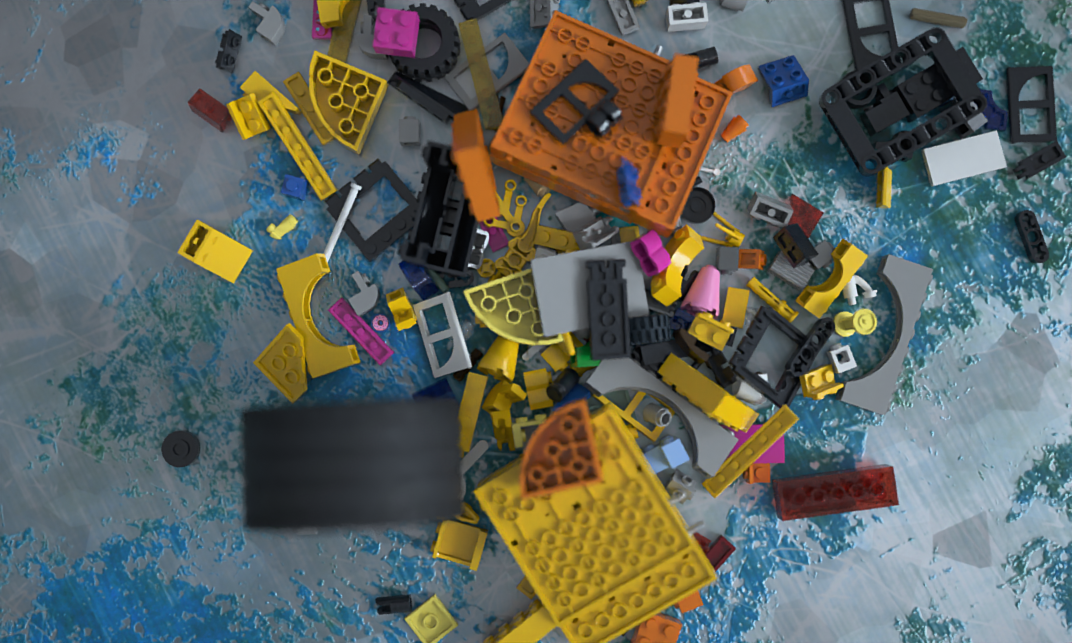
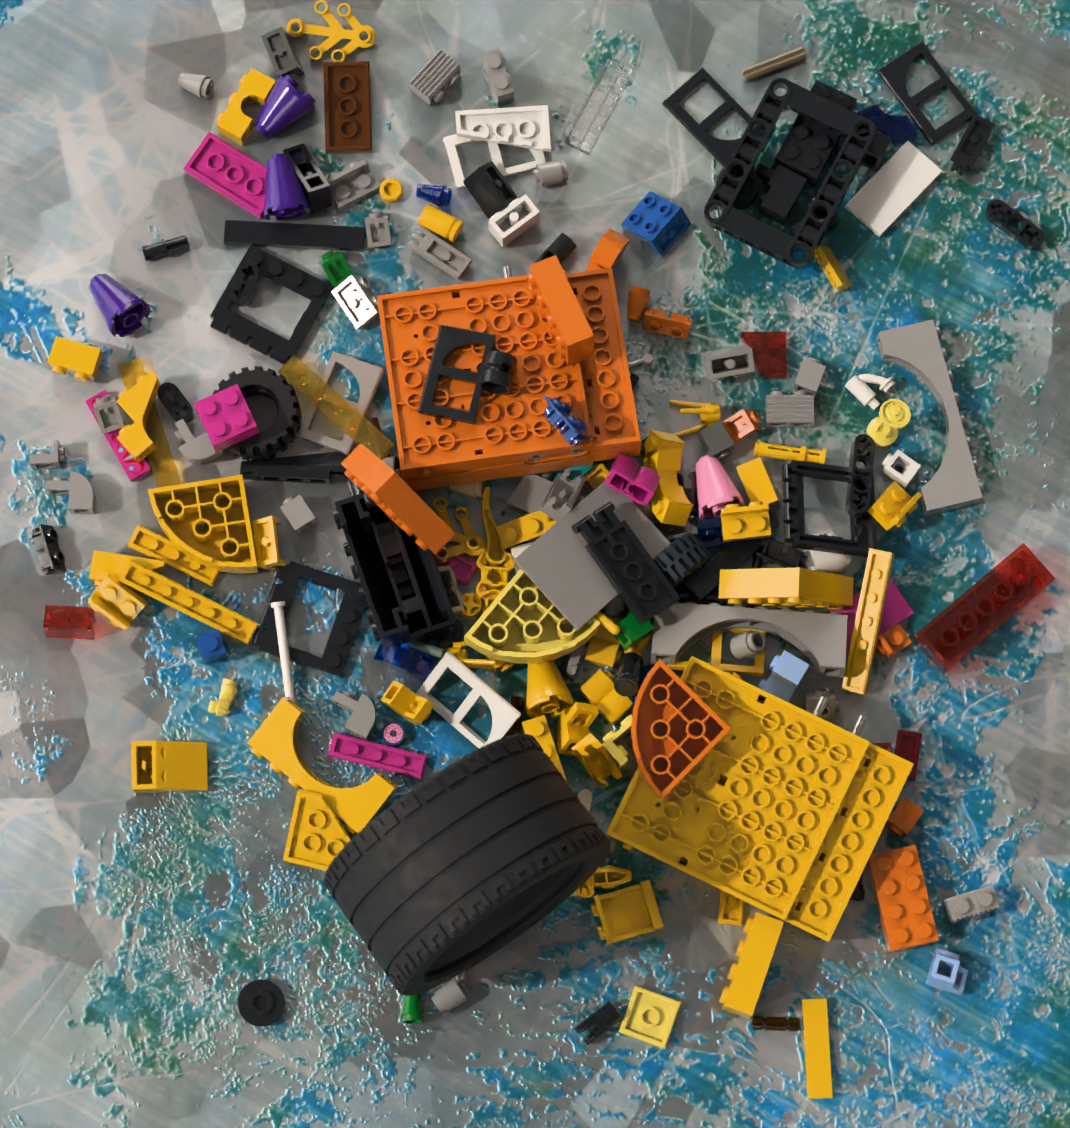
camera: 30 degrees left, 10 degrees down
(375, 138) = (267, 543): none -> yellow hinge
(458, 299) = (462, 655): none -> yellow plant
(686, 342) = (729, 550): dark brown slope -> none
(698, 206) = (651, 404): black piece -> none
(750, 162) = (676, 326): none -> orange hinge
(795, 245) = (776, 382): black hinge -> none
(846, 262) = (839, 365): yellow arch -> none

